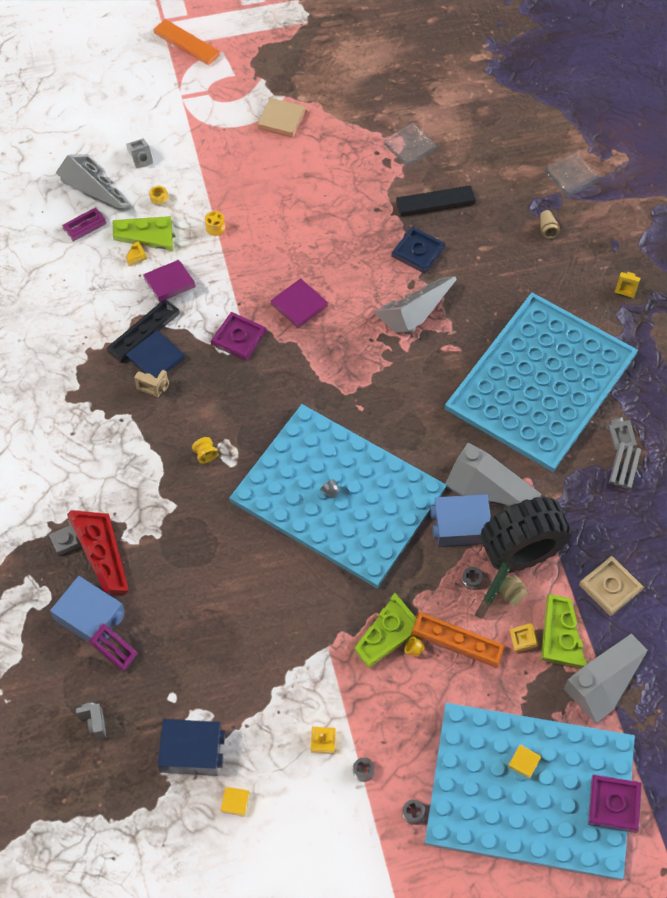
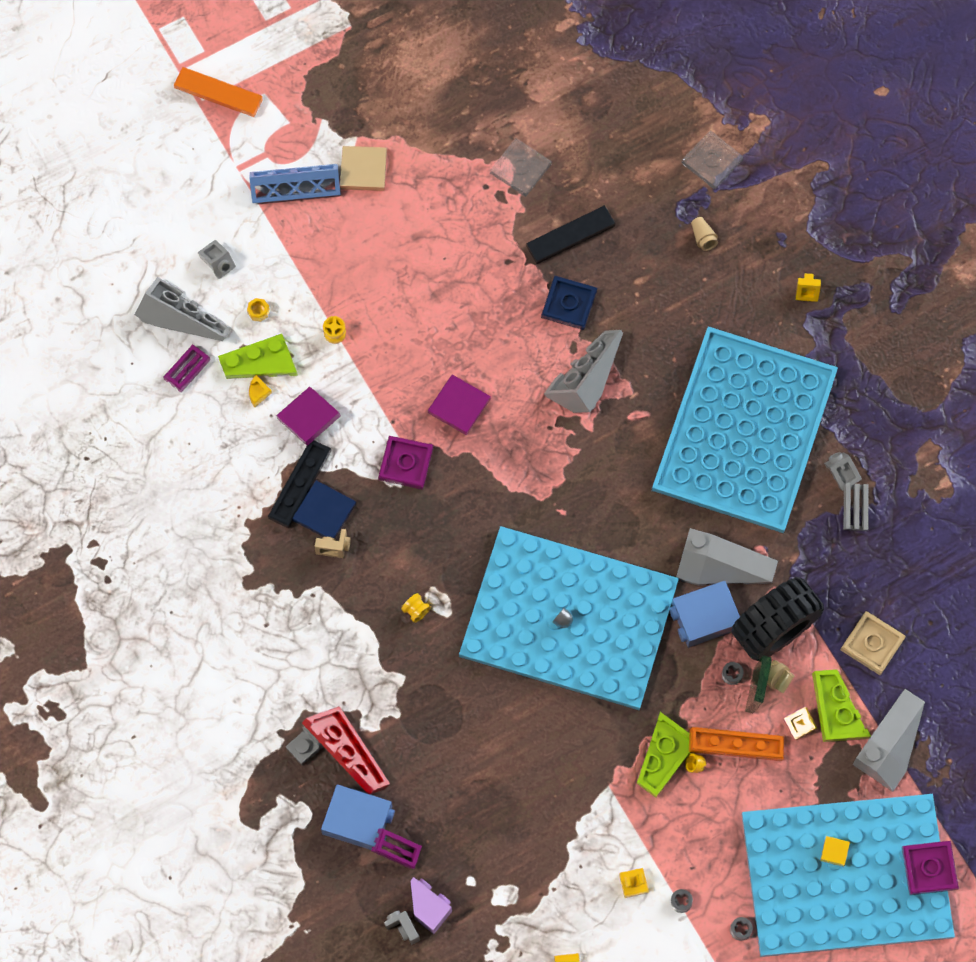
camera: 15 degrees left, 10 degrees up
(122, 708) = (428, 907): none -> lavender slope
(191, 747) = (509, 927): dark blue brick -> none
(256, 112) = (297, 175): none -> medium blue fence

